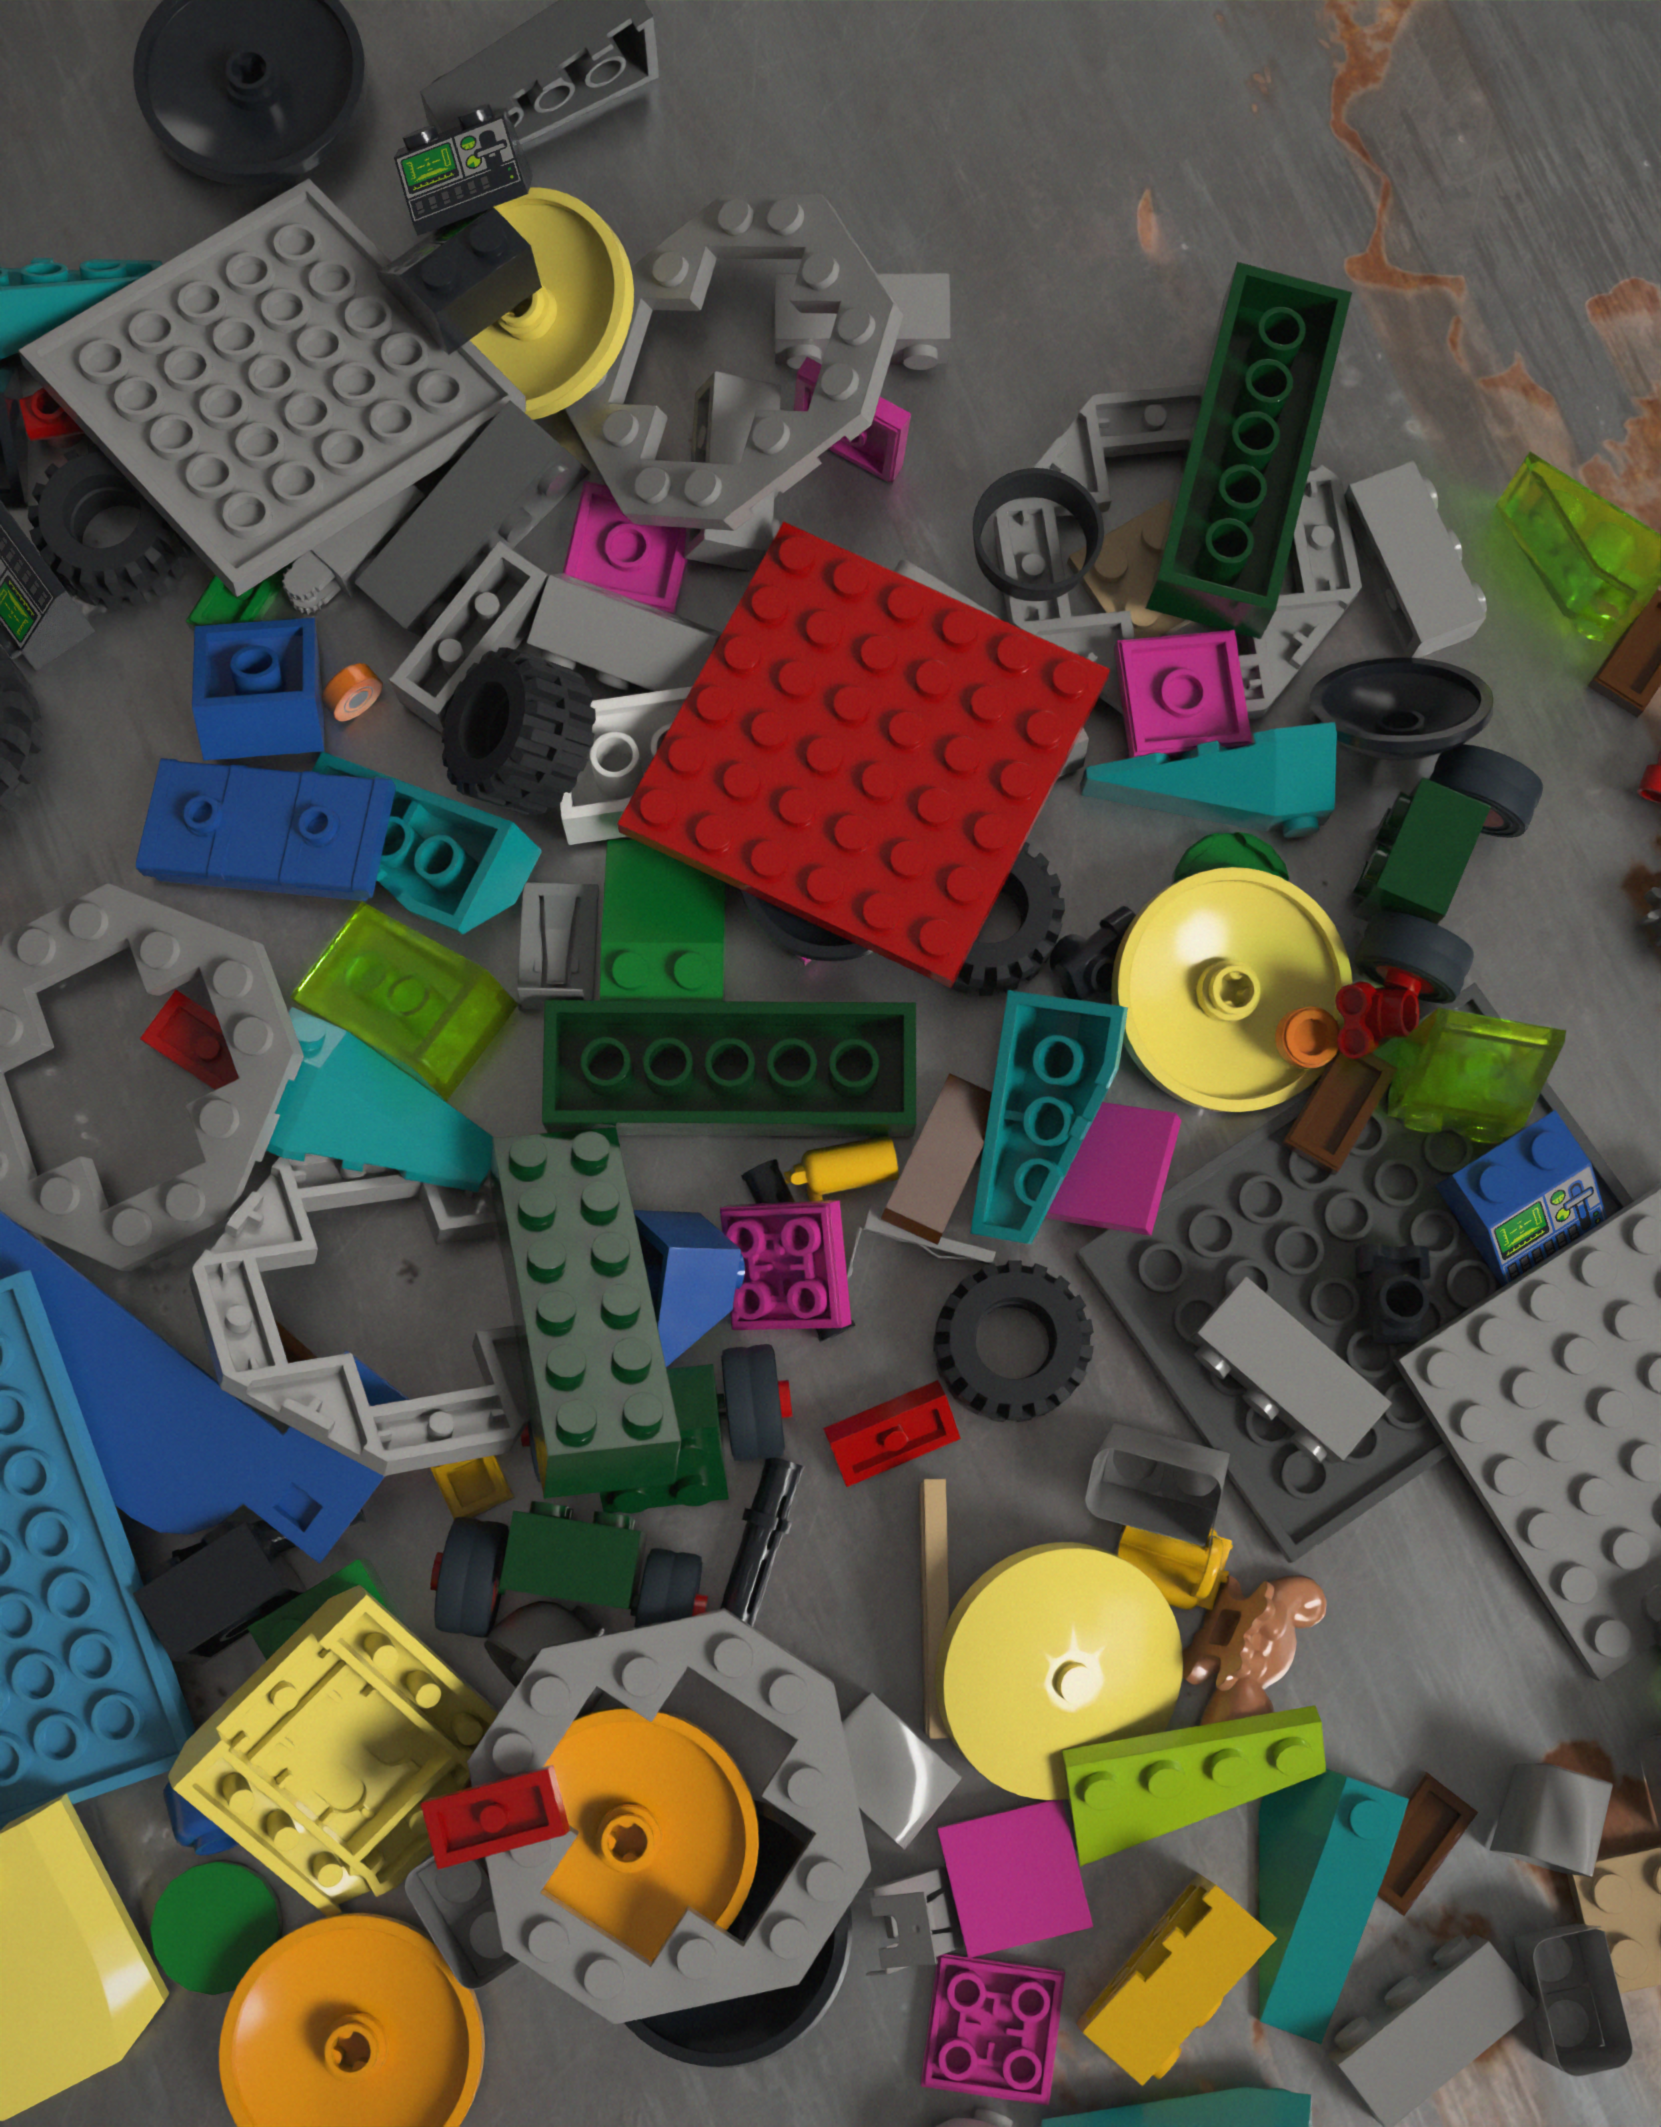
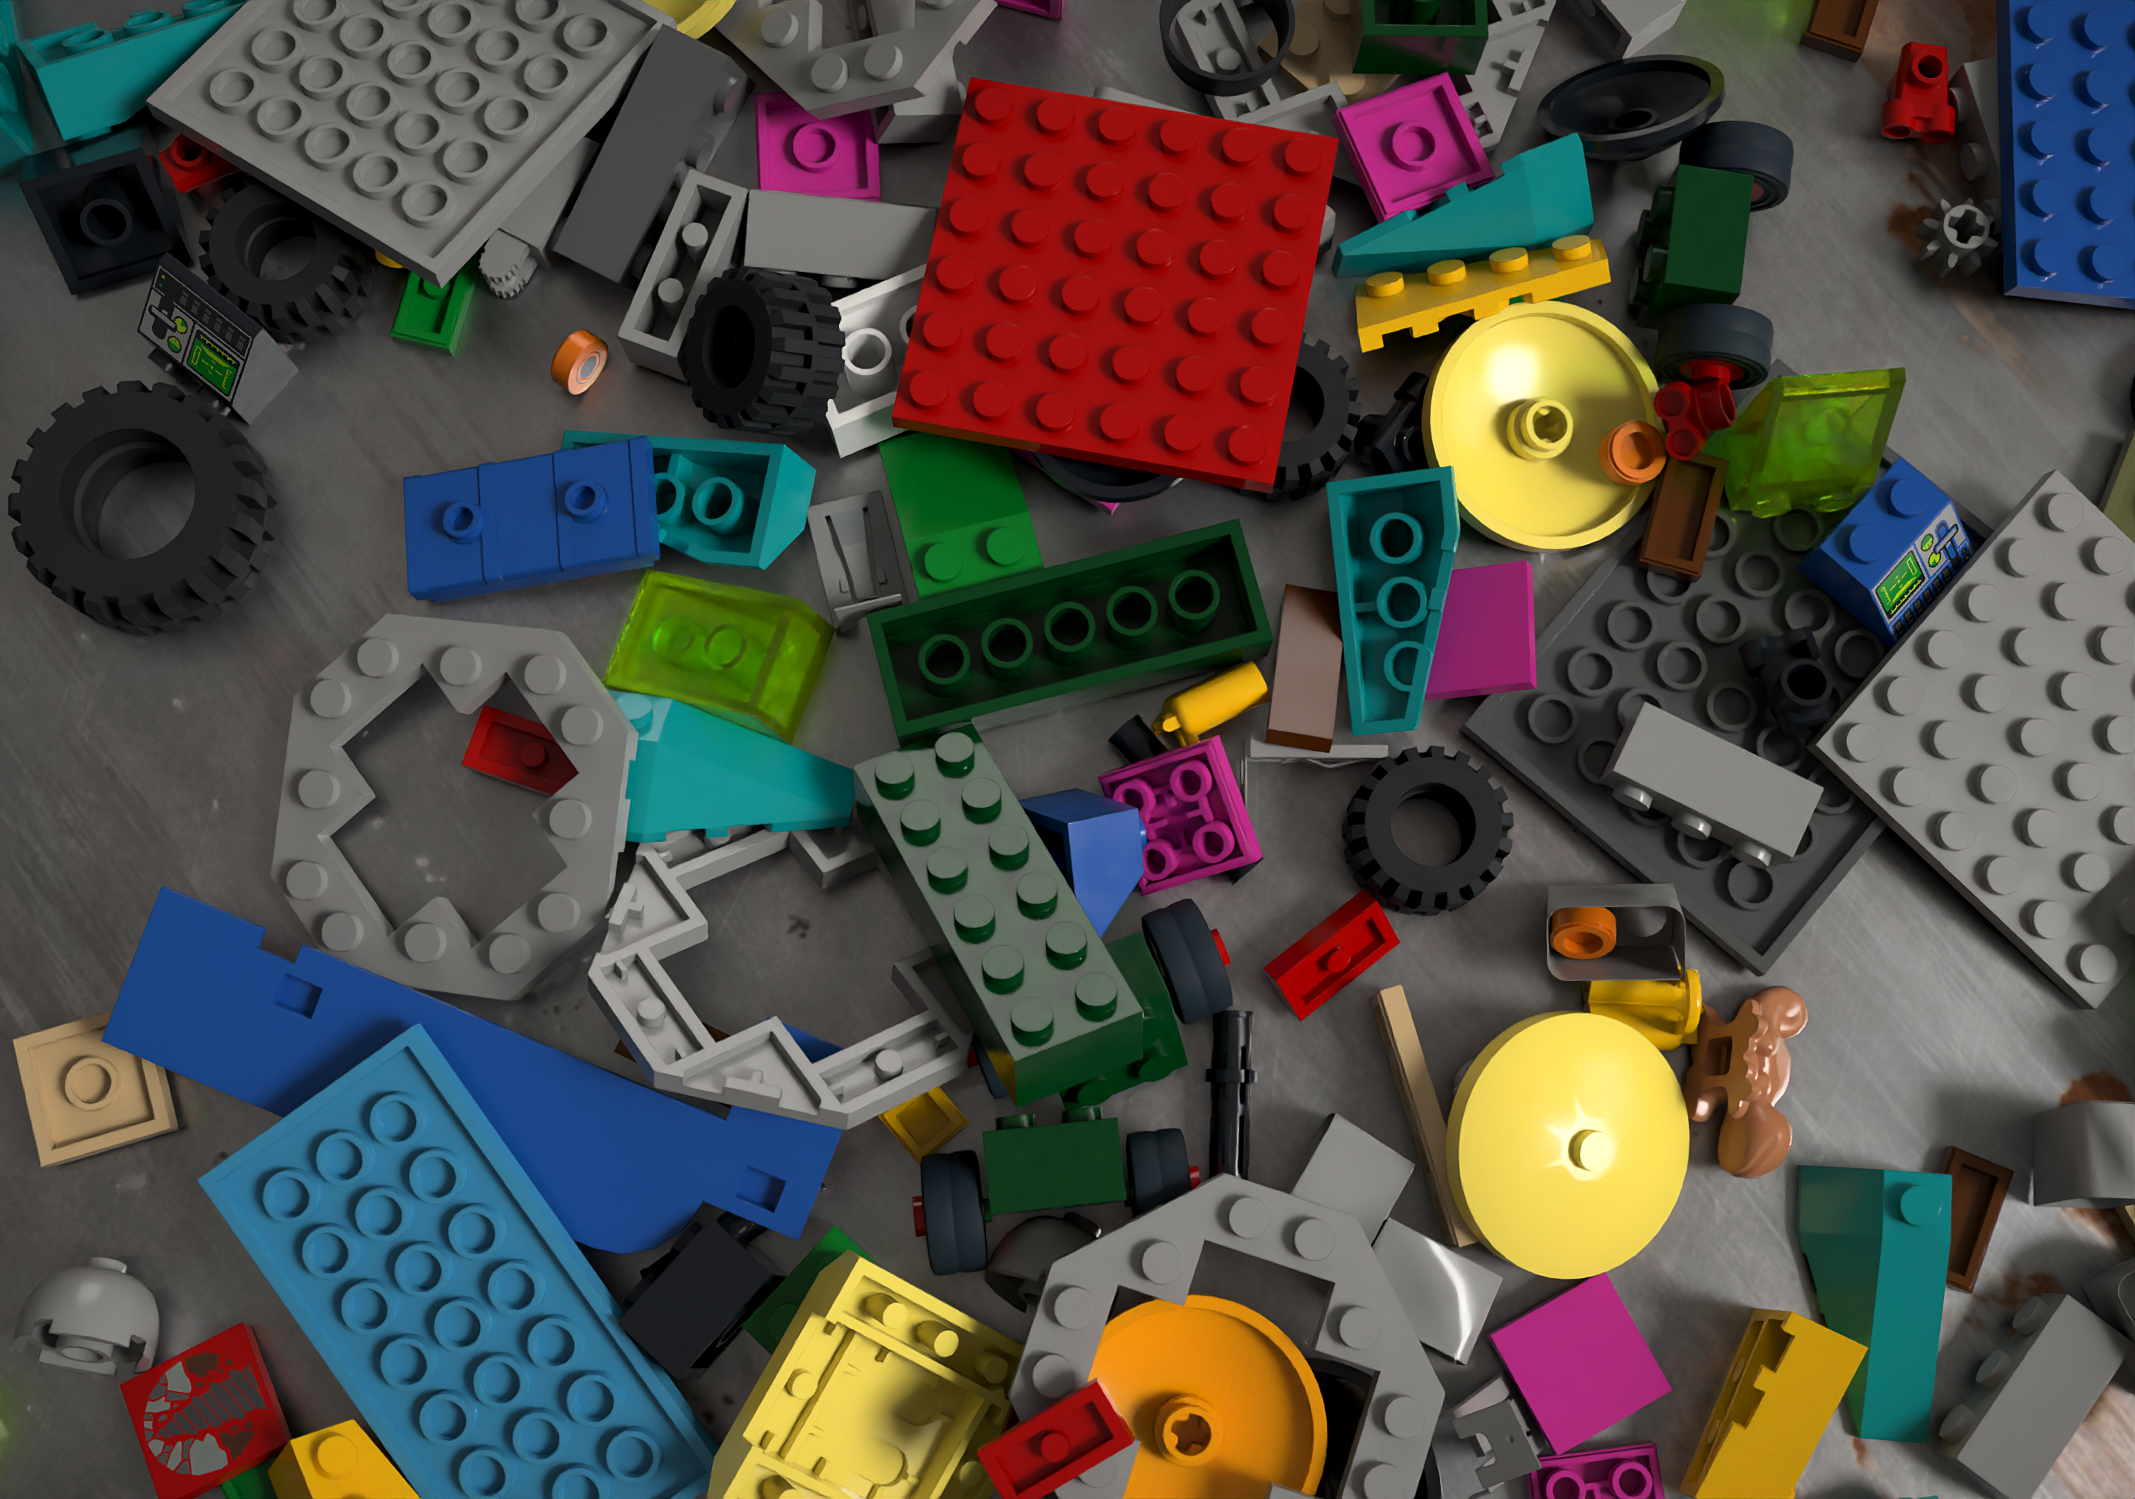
camera: 15 degrees left, 0 degrees up
(257, 689) = (483, 382): blue slope -> none
(848, 1646) = (1351, 1174): none -> light grey piece
(1130, 1477) = (1583, 932): none -> orange tile
(1174, 1778) = (1710, 1221): lime wing -> none
(1202, 843) = (1477, 288): none -> yellow wing

